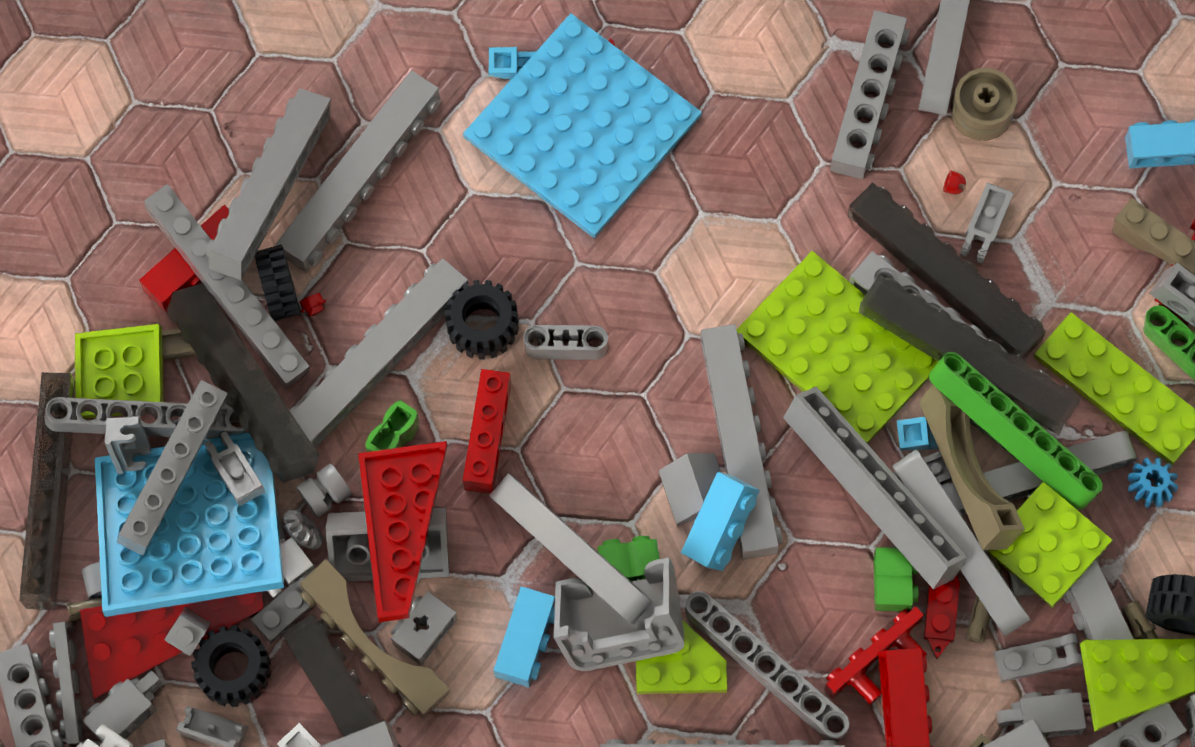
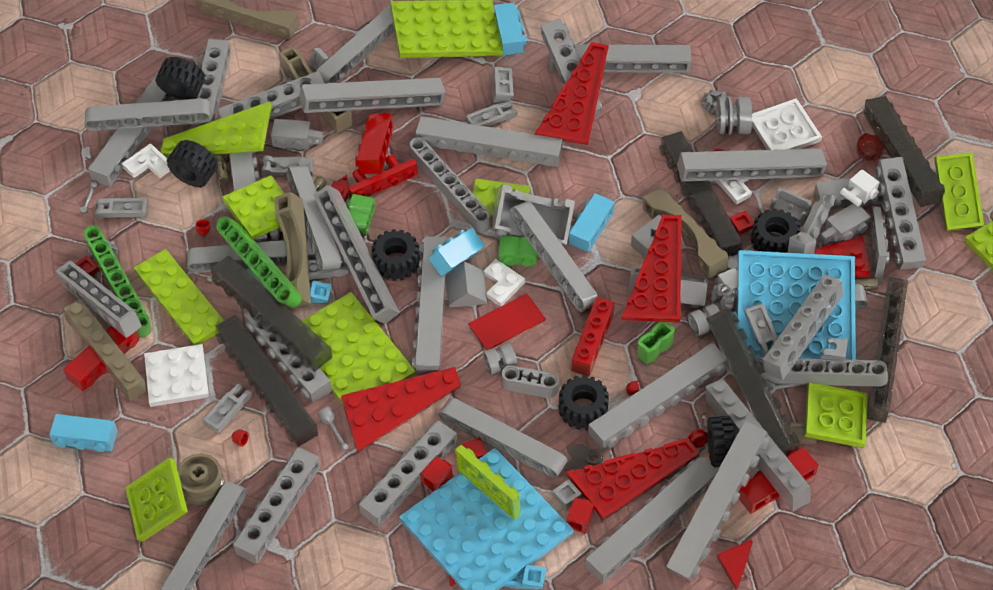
camera: 170 degrees left, 15 degrees down
(166, 705) = (818, 215): none -> light grey hinge
(242, 140) = (734, 561): none -> red tile
(287, 686) = (742, 222): none -> red plate
(408, 220) = (629, 476): none -> red wing
(414, 363) = (632, 388): none -> red hinge
(457, 157) = (580, 514): none -> red brick
(470, 238) = (580, 457): none -> clear smoke plate
(481, 186) = (566, 493): none -> light grey plate
(587, 150) = (490, 484): none -> lime plate
(587, 250) = (503, 437): none -> light grey beam
(613, 368) = (498, 359): none -> light grey wheel
(621, 446) = (507, 321): none -> red window
(623, 229) = (476, 446): none -> red tile
(635, 510) = (506, 281): none -> white plate
(665, 177) = (436, 474): none -> red brick
(731, 110) = (380, 511): none -> light grey brick
(762, 262) = (385, 407): none -> red wing
(815, 489) = (396, 243): none -> black tyre
(841, 236) = (327, 417): none -> light grey hinge
(1031, 57) = (156, 499): none -> lime plate
(1078, 262) = (176, 375): none -> white plate
(1130, 504) = (203, 227): none -> red hinge
(1142, 485) = (182, 238): dark azure gear -> none

